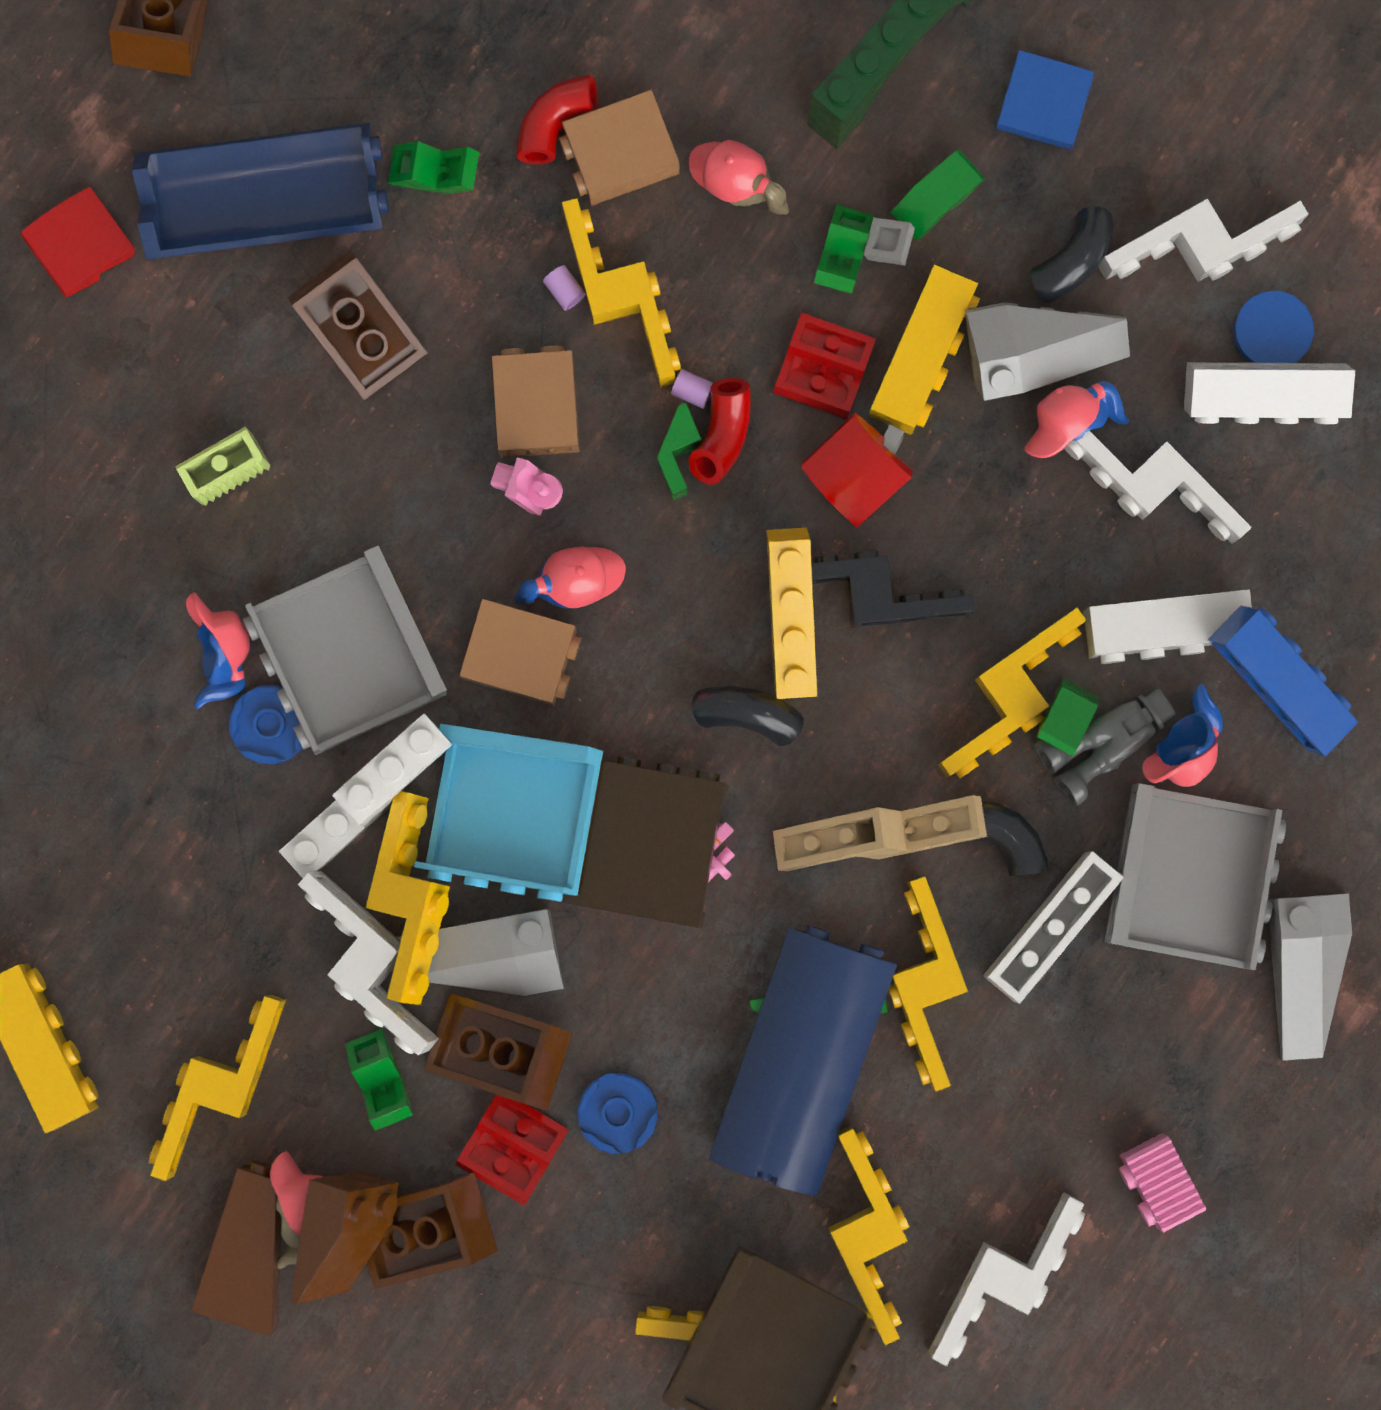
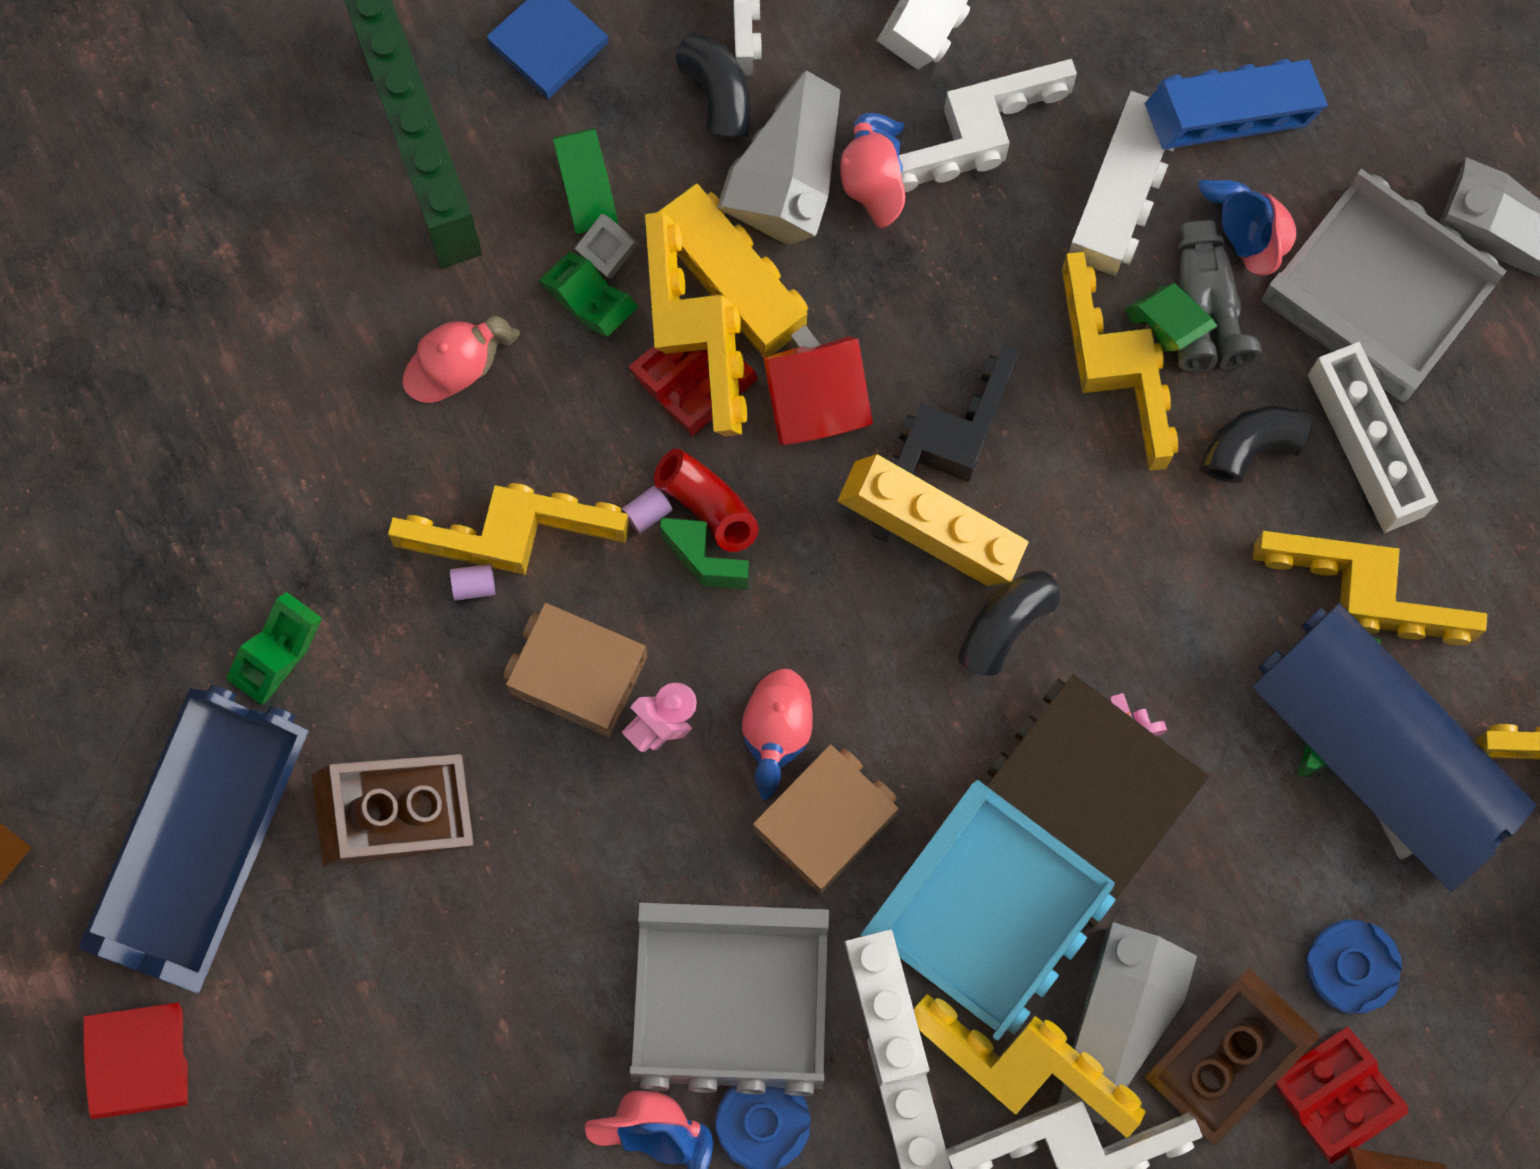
camera: 65 degrees left, 10 degrees down
(223, 466) = (465, 1024): yellowish green brick -> none
(544, 118) = (289, 503): red cylinder -> none
(619, 148) = (363, 454): medium nougat brick -> none
(855, 344) = (695, 324): none -> yellow bracket
(879, 833) = (1197, 553): tan bracket -> none

